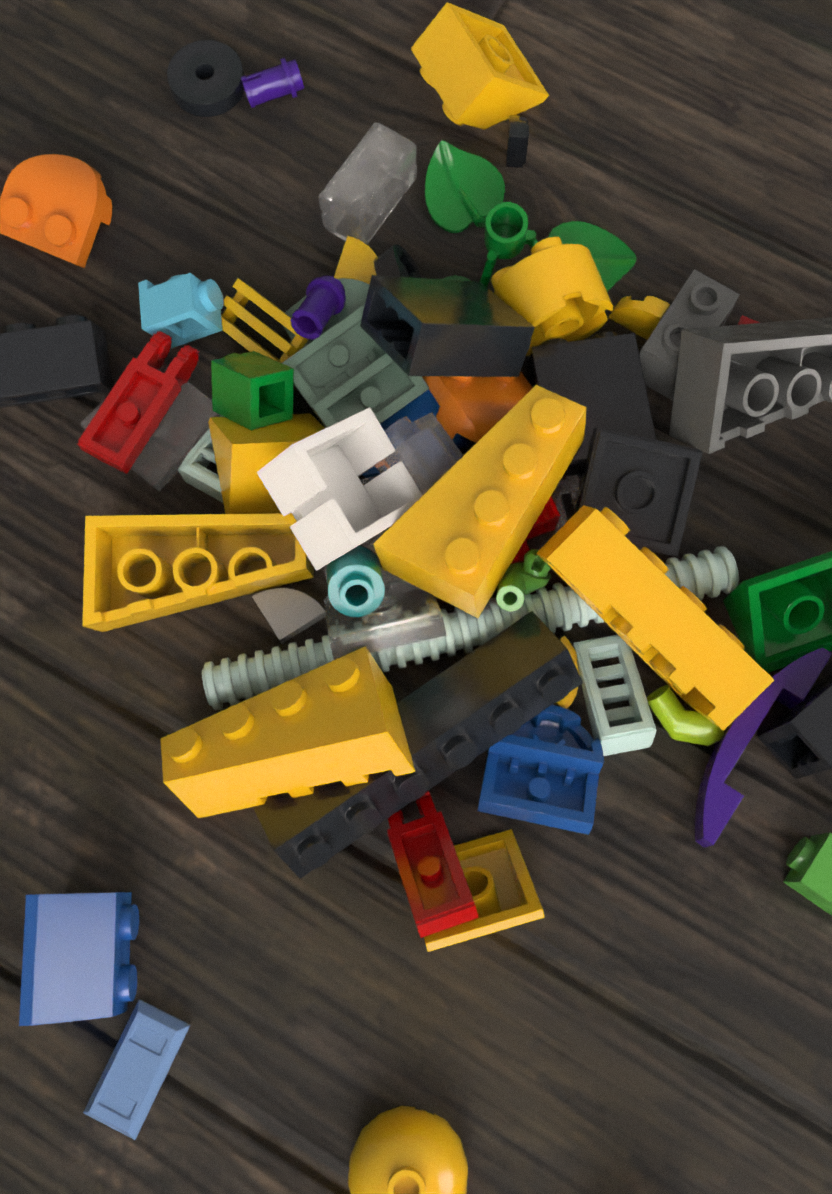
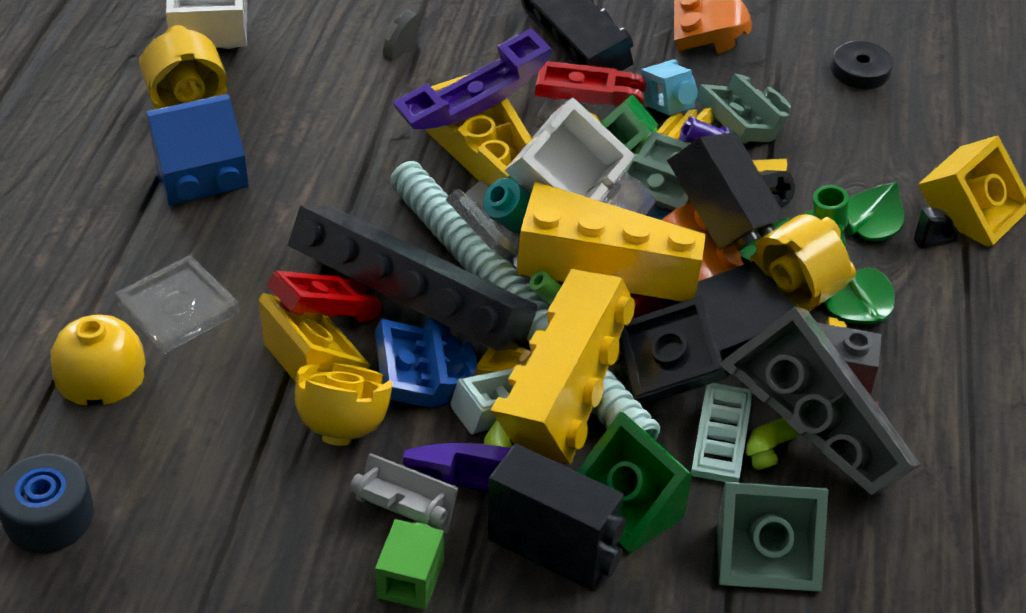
camera: 65 degrees right, 30 degrees down
(135, 547) = (479, 91): none -> dark purple slope
(136, 1069) = (132, 215): medium blue tile -> none
(245, 238) = (746, 110): none -> sand green slope
(273, 83) = (886, 96): dark purple pin -> none
(290, 738) = (385, 201): yellow wedge -> none
(328, 1045) = (177, 303): none -> clear tile
(369, 184) = (831, 154): clear brick -> none
(597, 885) = (341, 402): none -> yellow cylinder
(727, 869) = (405, 492): none -> light grey hinge
(737, 463) = (729, 406): none -> light aqua slope
(766, 453) = (764, 439): none -> lime arm

